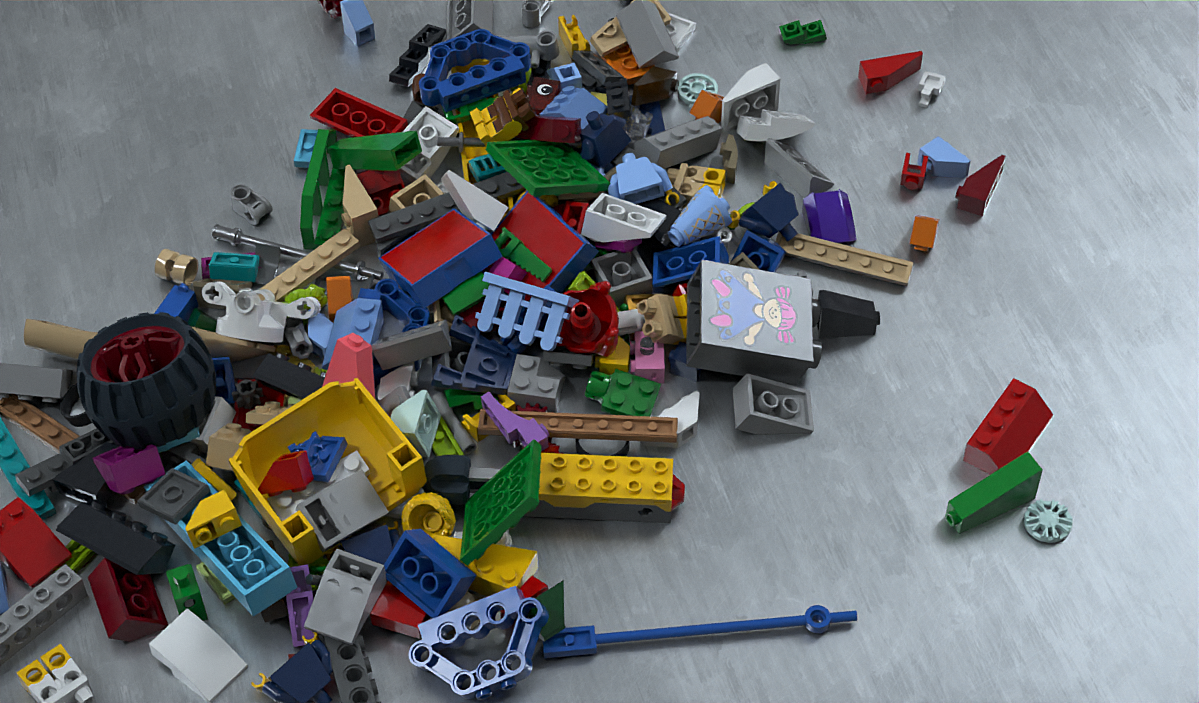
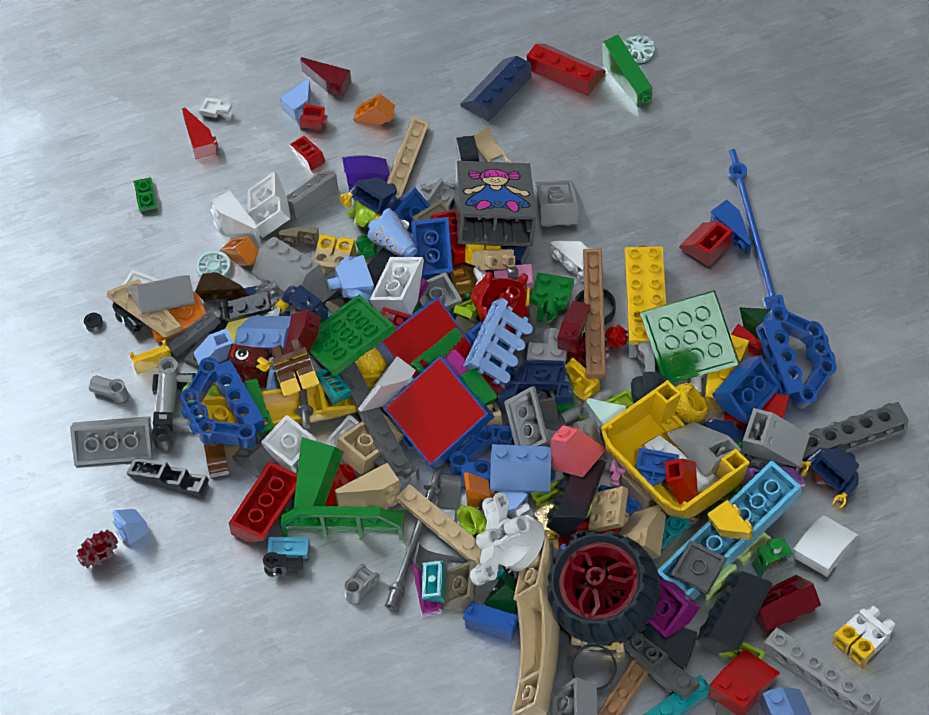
camera: 90 degrees left, 5 degrees up
(166, 528) = (720, 581): none -> yellowish green tile
(176, 267) = (439, 626): tan wheel -> none
(213, 478) = (668, 552): yellow tile -> none
(287, 142) = (281, 564): none -> black connector
(514, 426) = (614, 335): medium lavender slope -> none
(549, 392) = (573, 326): none -> dark red slope
(690, 568) = (708, 242): none -> red slope
(724, 601) = (731, 217): none -> blue slope
(861, 171) = (309, 153): none -> red slope
(867, 349) = (487, 146): none -> tan piece
(967, 357) = (498, 87): none -> dark blue slope

